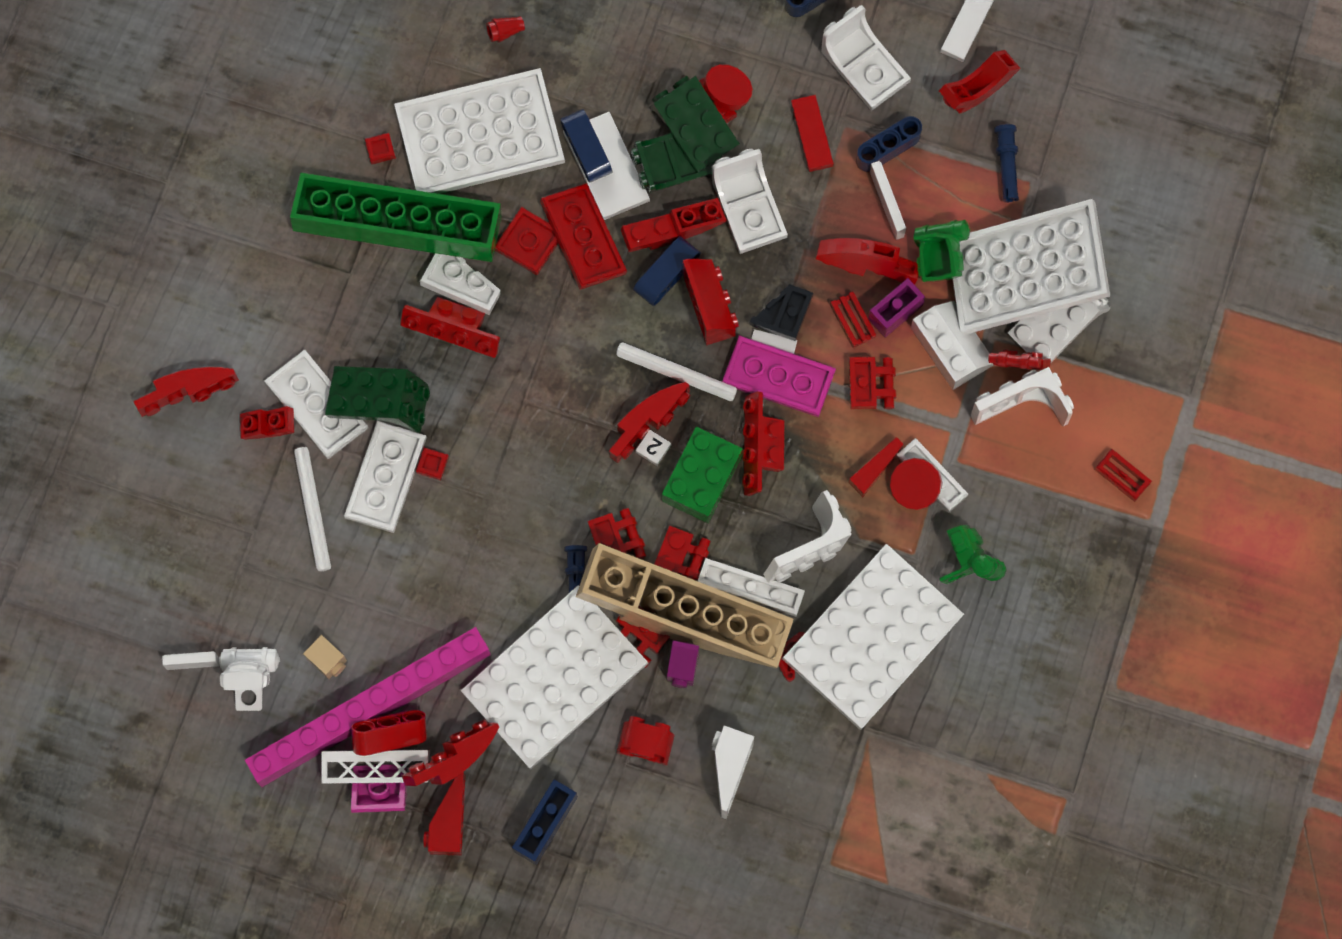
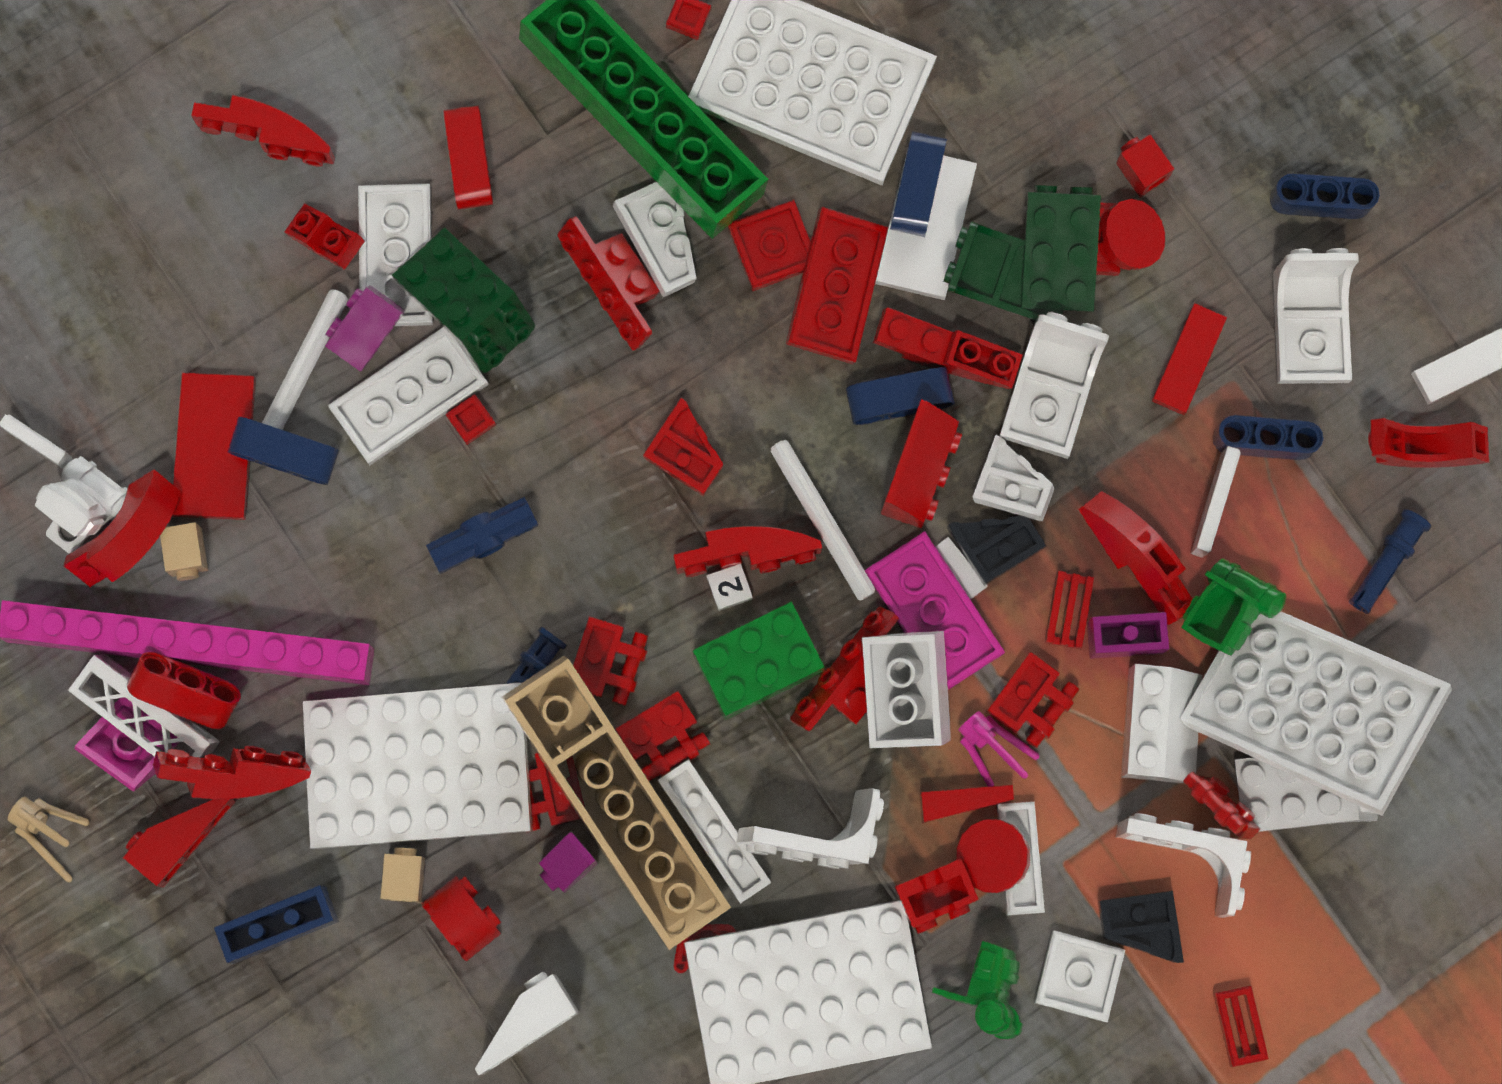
camera: 30 degrees right, 5 degrees up
(290, 670) = (130, 535): none -> red arch
(295, 588) = (208, 477): none -> red tile
(316, 318) = (468, 157): none -> red beam
(332, 455) = (364, 327): none -> magenta brick
(340, 558) = (283, 451): none -> dark blue beam
(355, 871) = (30, 817): none -> tan plant
(490, 522) = (482, 535): none -> dark blue piece
(569, 391) = (685, 451): none -> red wing
(595, 743) = (403, 876): none -> tan brick
(704, 44) = (1144, 164): none -> red brick
(767, 272) = (1012, 483): none -> white wing
(797, 427) = (906, 690): none -> white slope
(856, 421) = (981, 731): none -> dark pink plant
(901, 527) = (936, 894): none -> red cylinder
(1014, 514) = (1079, 976): none -> white tile
(1027, 459) = (1143, 924): none -> black wing

